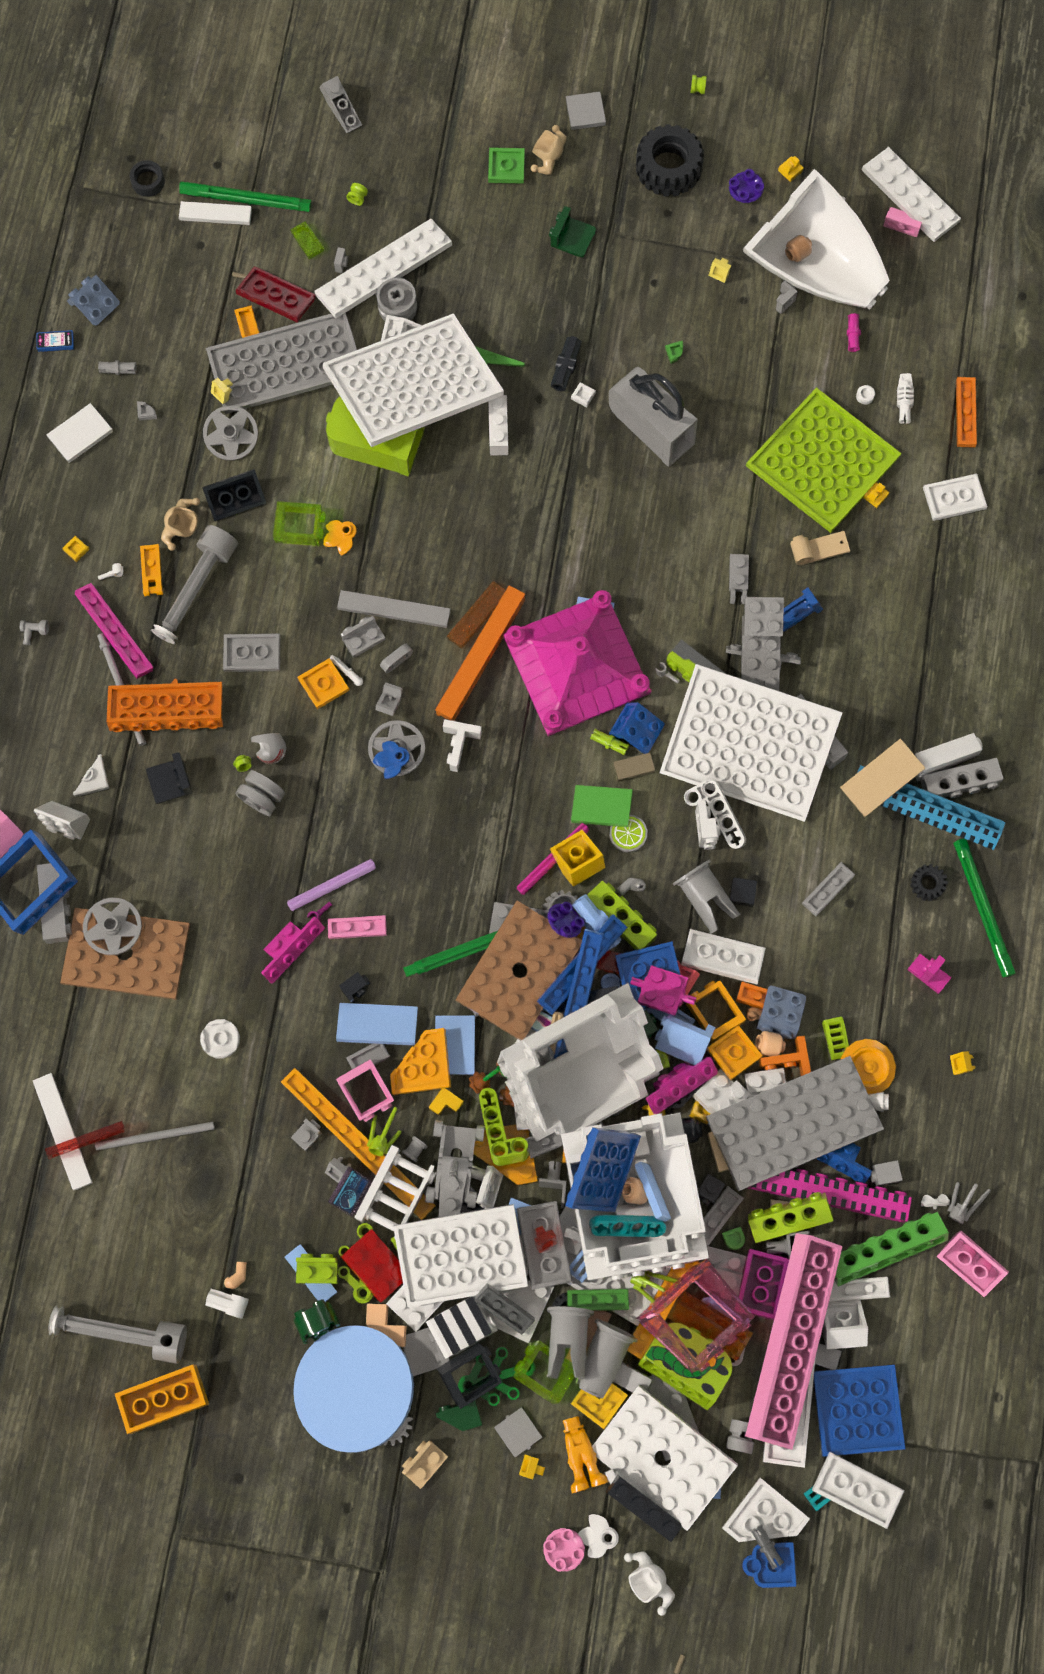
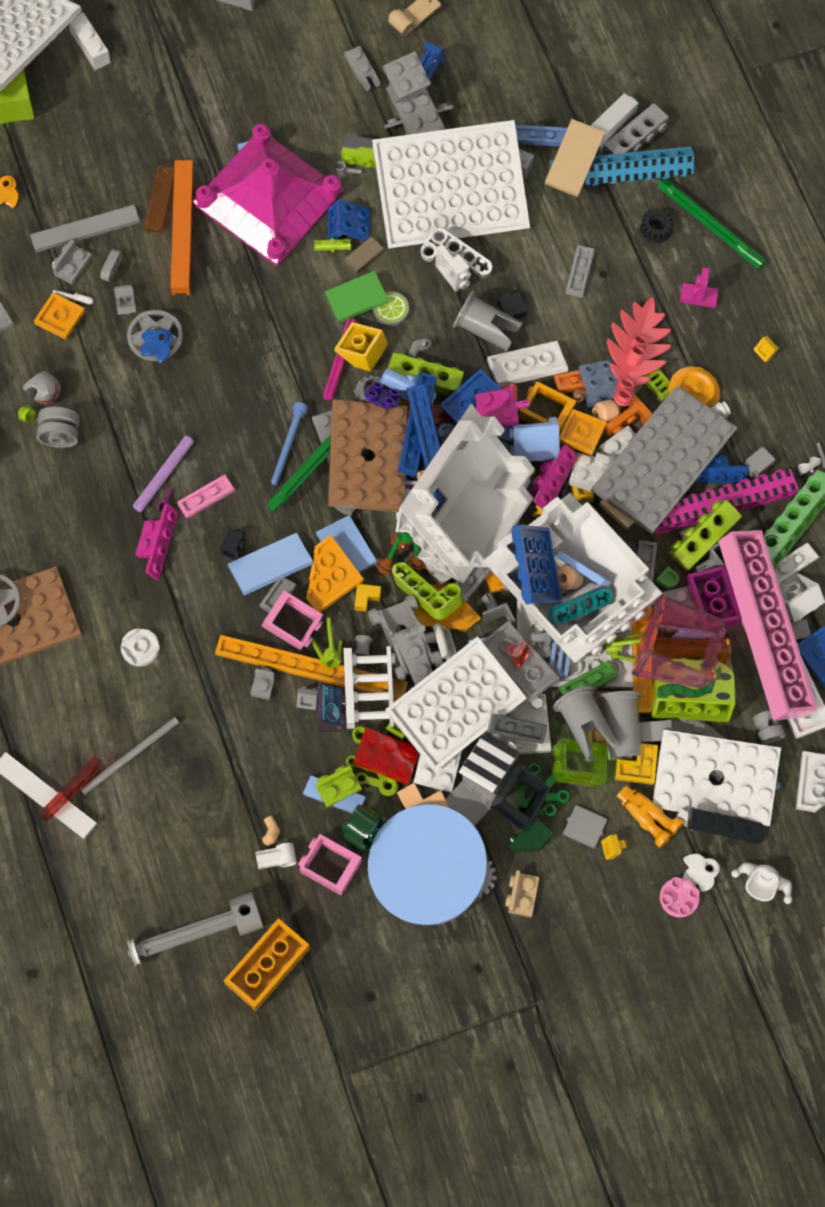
camera: 35 degrees left, 5 degrees down
(250, 1322) = (315, 845): none -> bright pink window
(461, 731) = (201, 297): white bracket -> none
(485, 891) = (299, 411): none -> medium blue piece
(832, 999) = (636, 349): none -> coral plant
(864, 729) = (540, 135): none -> medium blue plate

